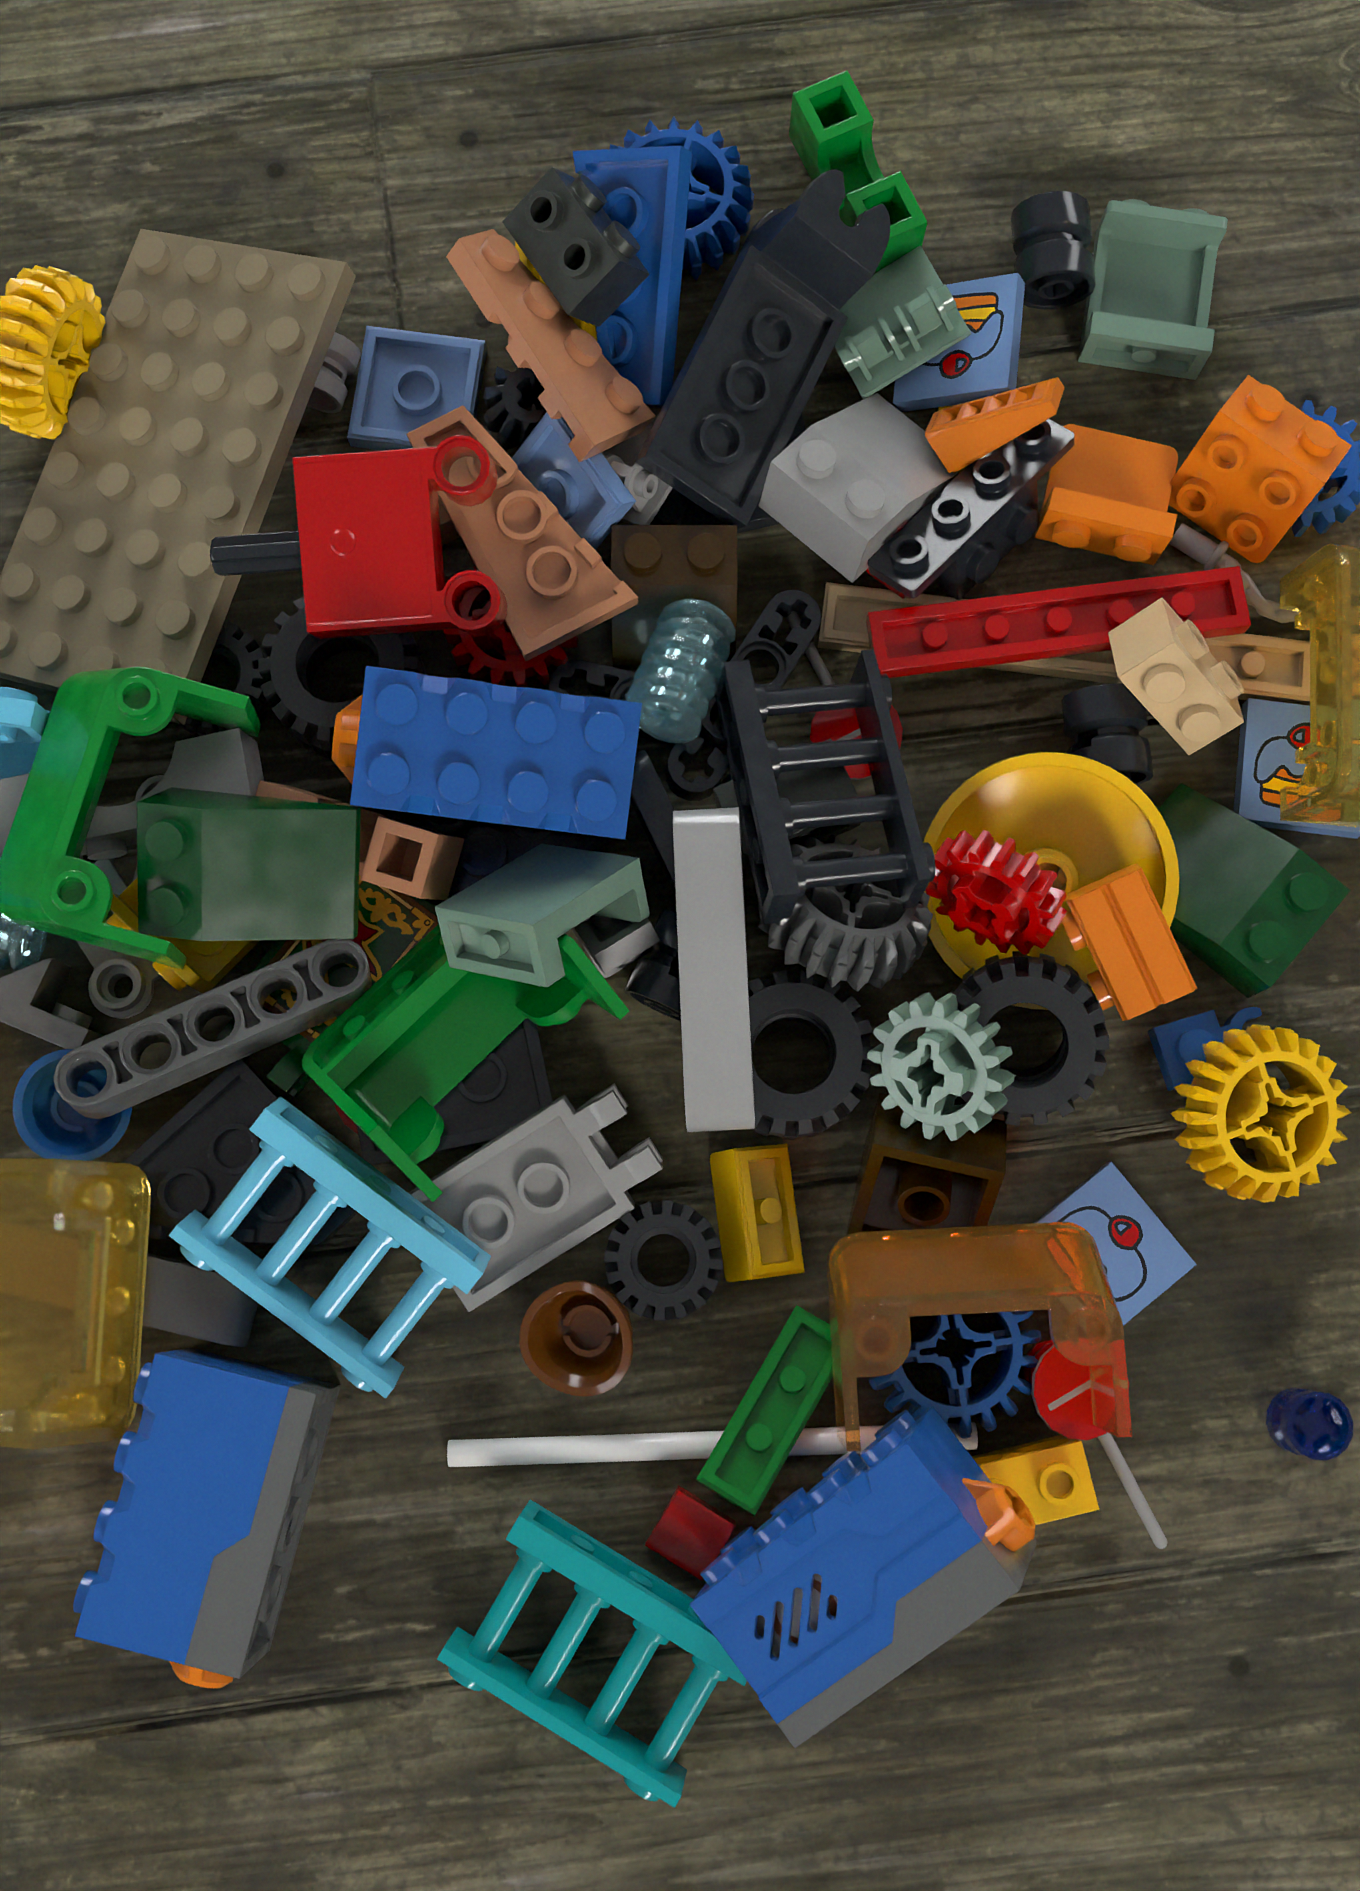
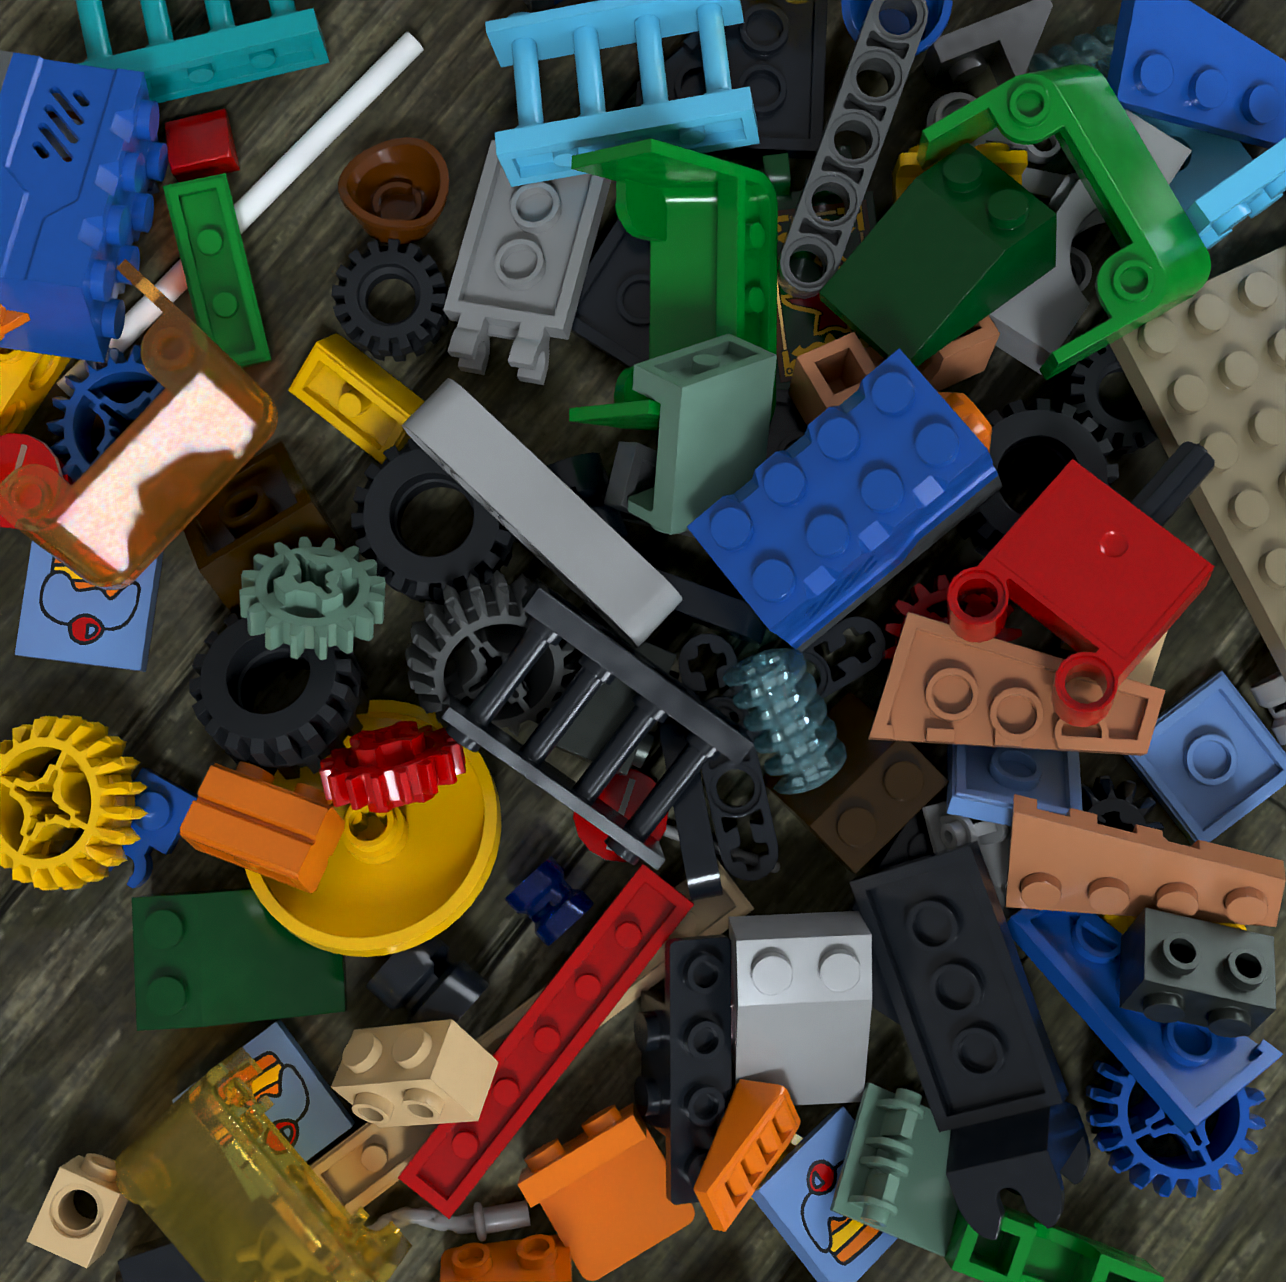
camera: 135 degrees right, 5 degrees up
(818, 664) = (692, 821): none -> black beam
(965, 716) = (538, 890): none -> clear blue wheel

